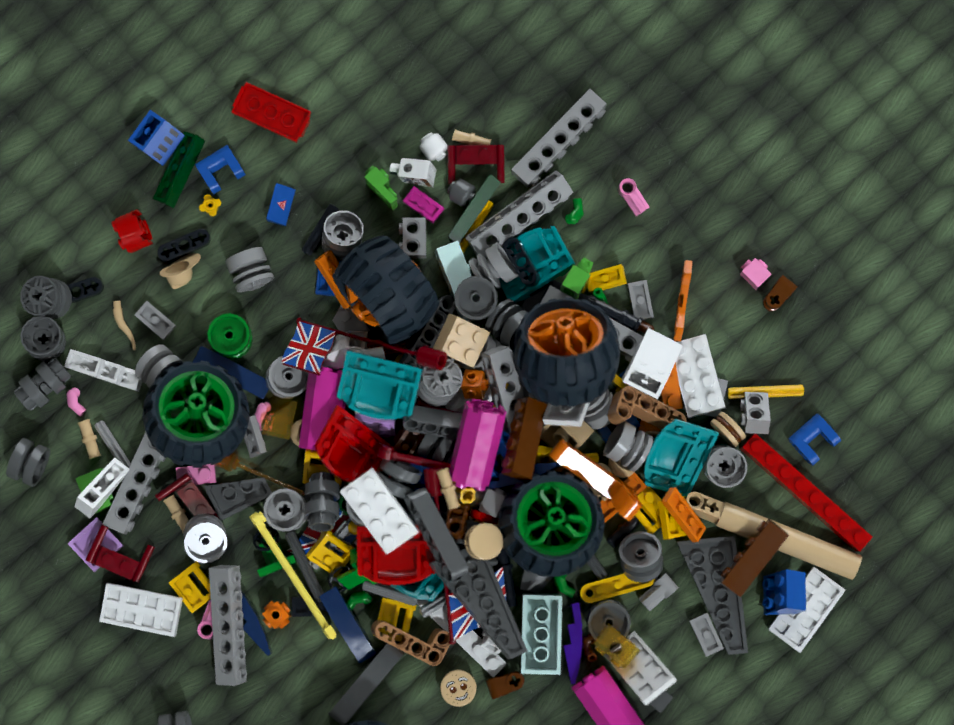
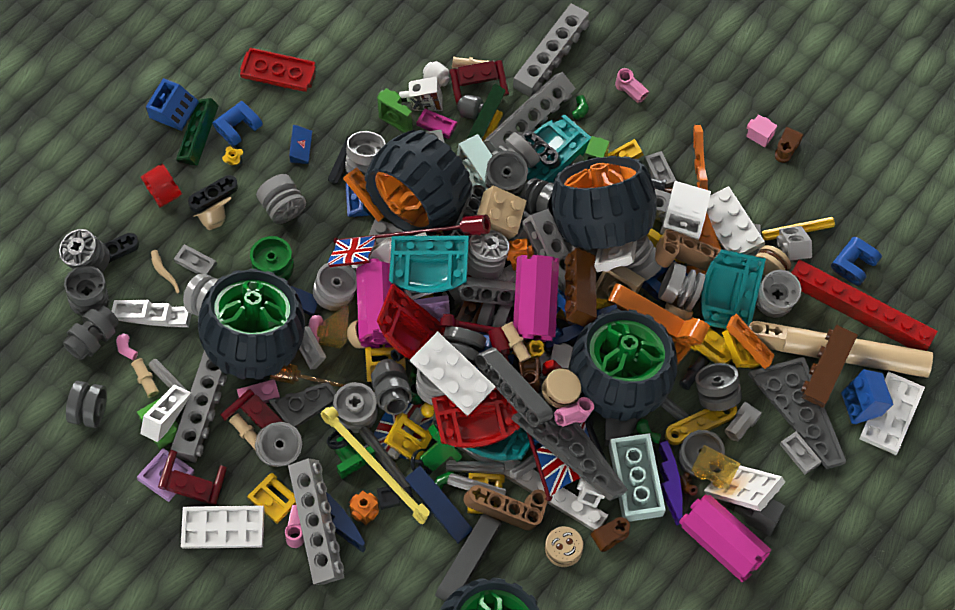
camera: 15 degrees left, 20 degrees down
(386, 615) = (467, 483): none -> light grey axle
(491, 567) = (574, 412): none -> bright pink piece

